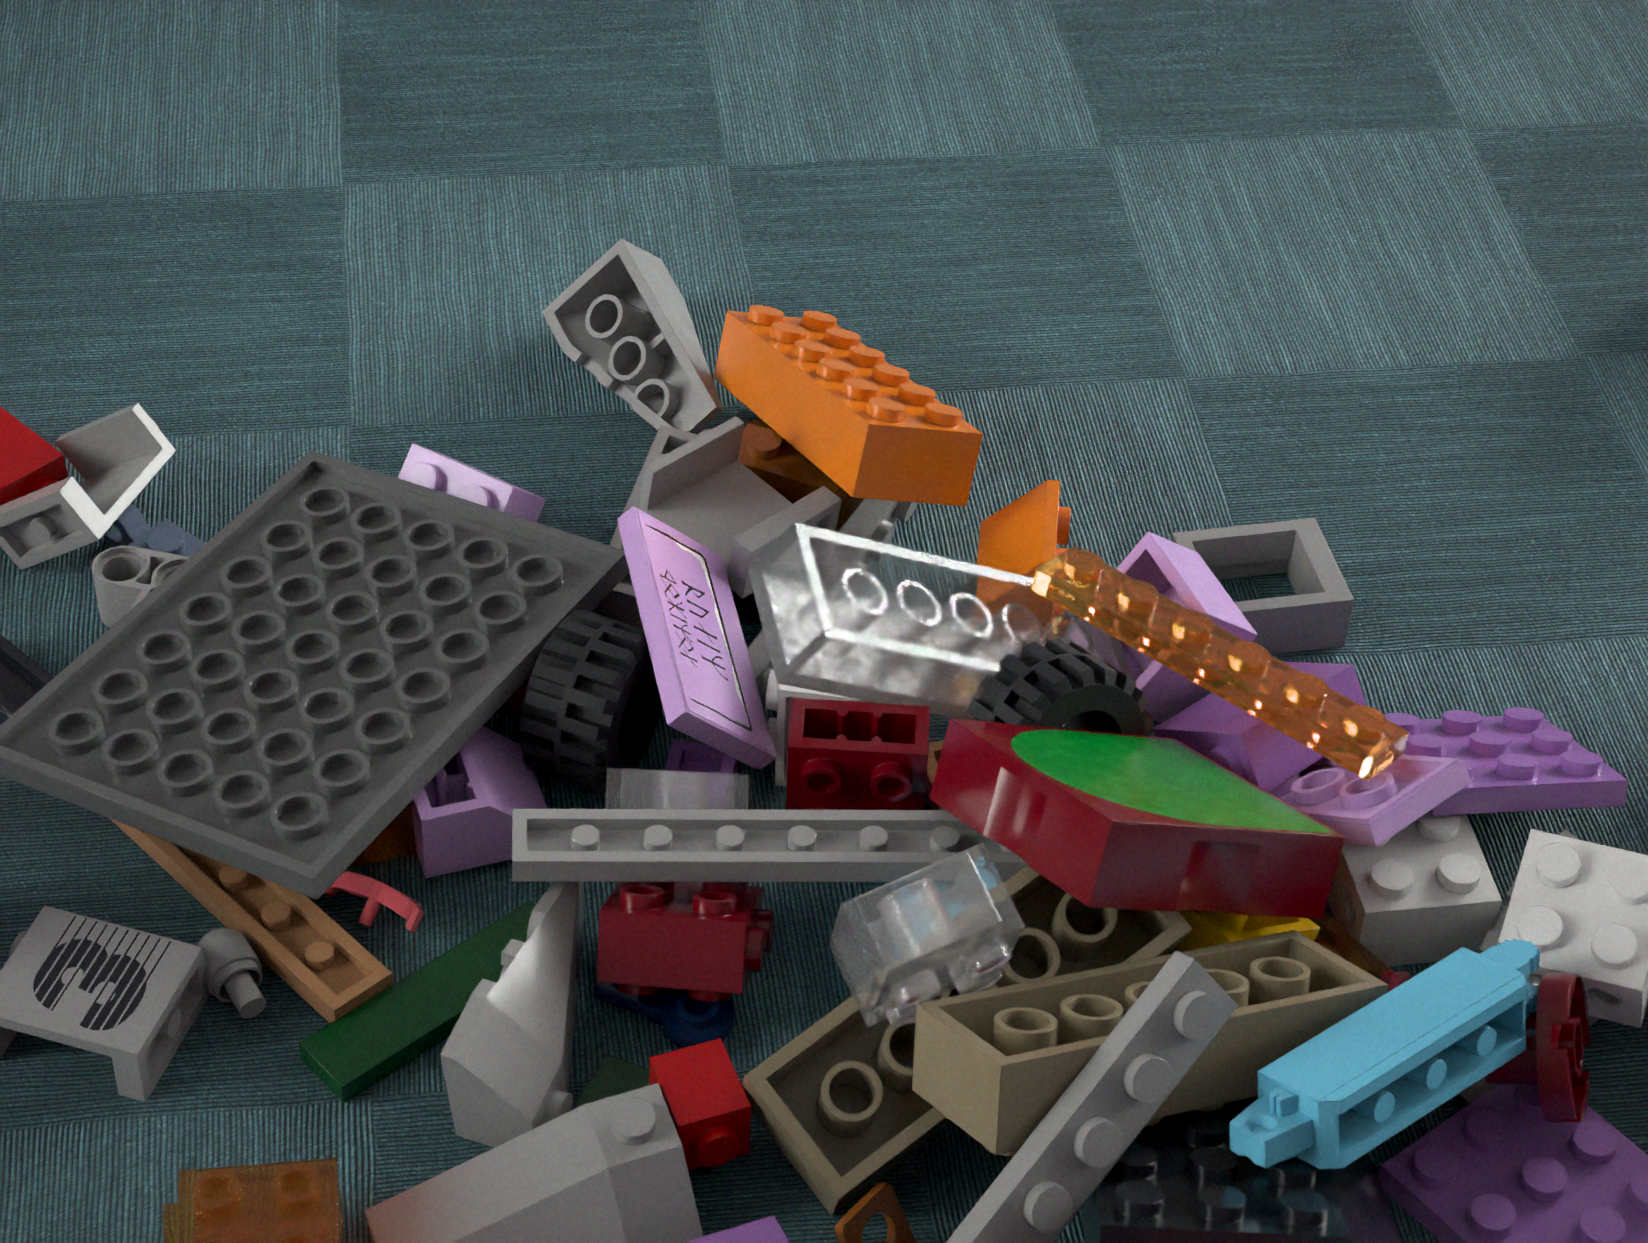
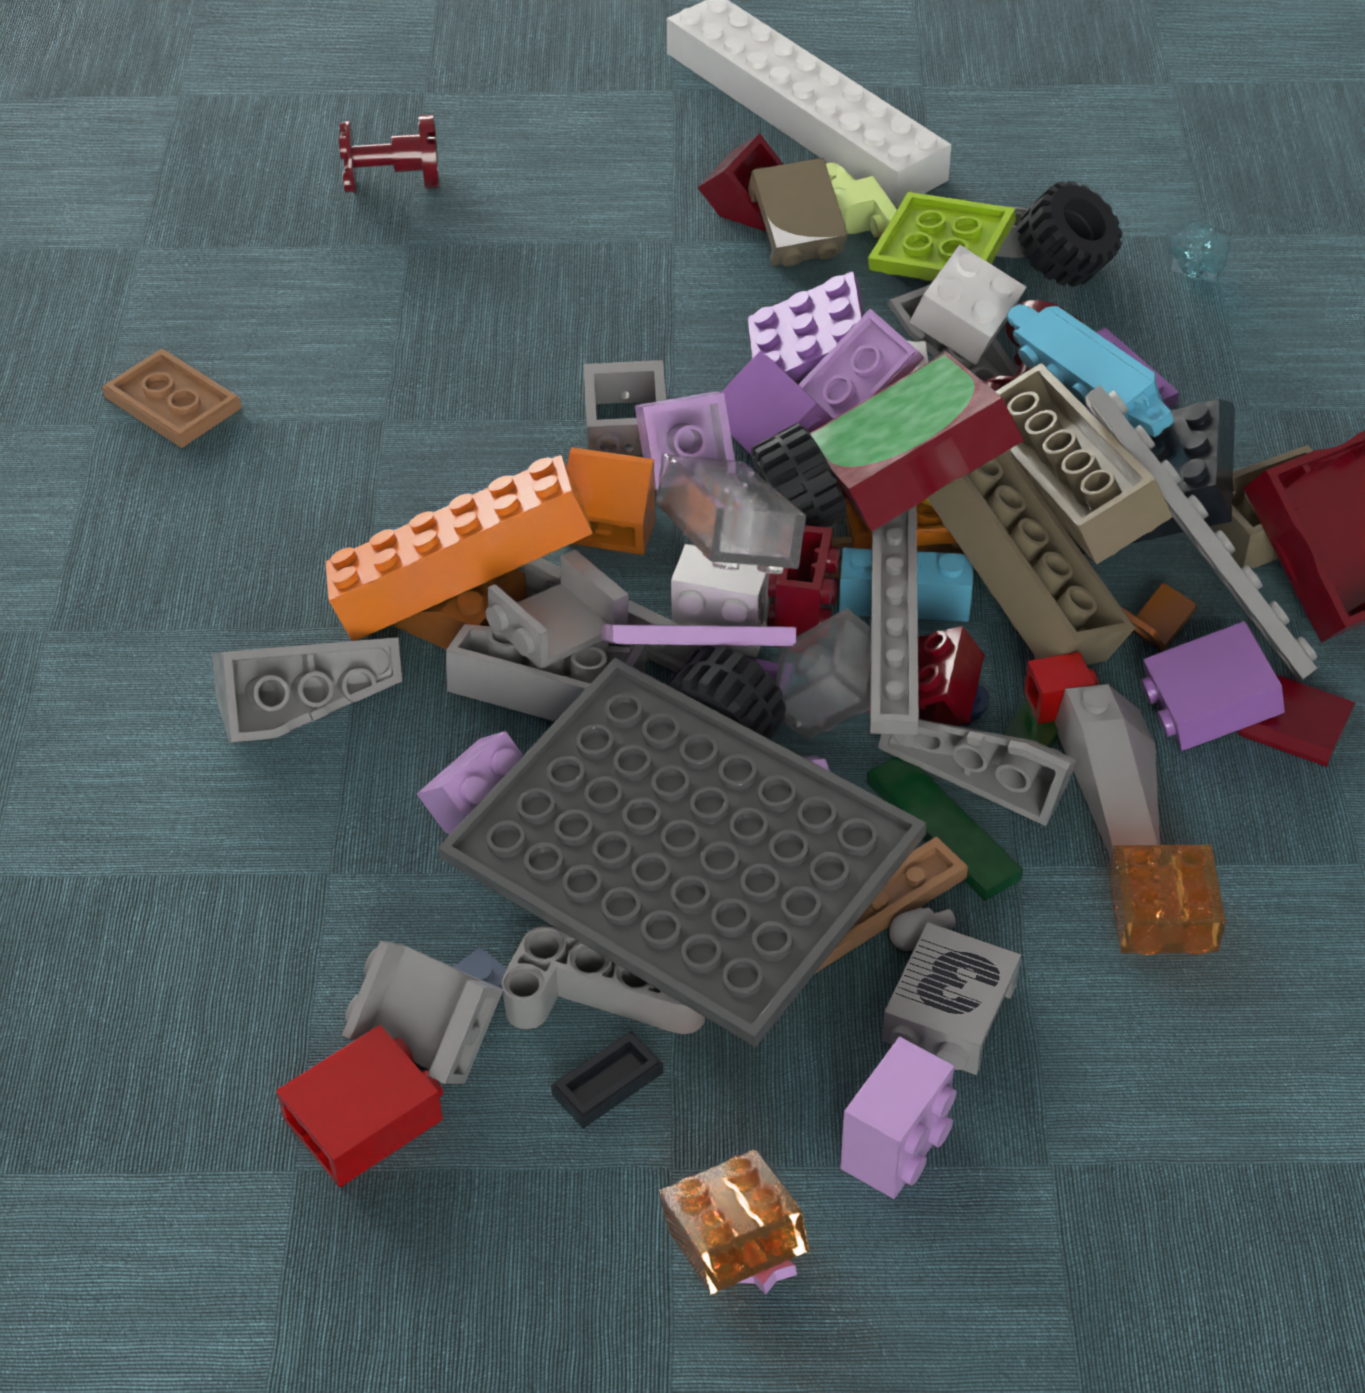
camera: 80 degrees left, 5 degrees up
(926, 936) = (1035, 513): clear brick -> none
(1162, 190) = (172, 397): none -> medium nougat tile
(1222, 662) = (761, 397): clear orange plate -> none

